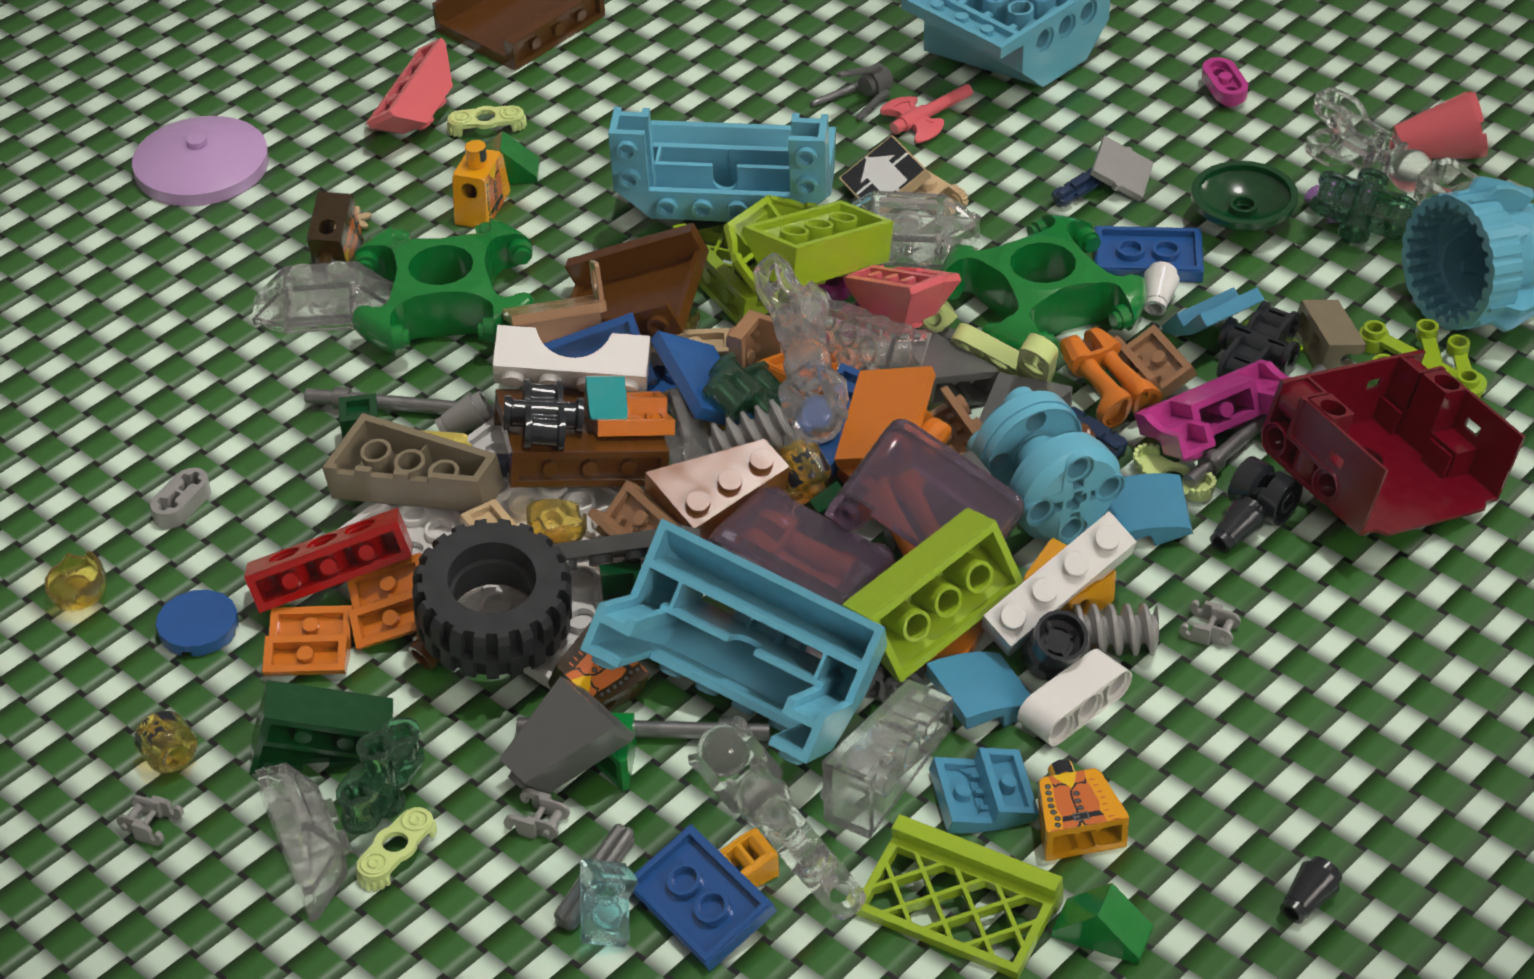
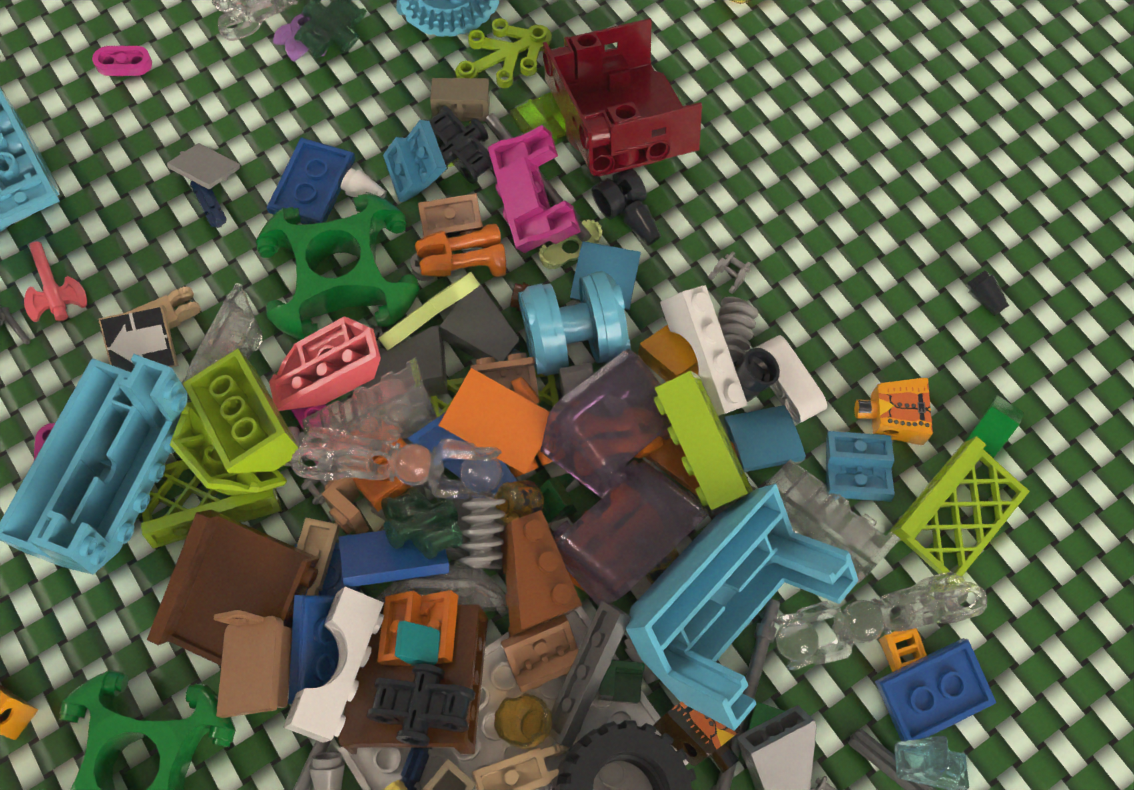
camera: 80 degrees left, 25 degrees up
(1115, 443) = (506, 283): dark blue axle -> none
(1244, 195) = (283, 84): dark green dish -> none

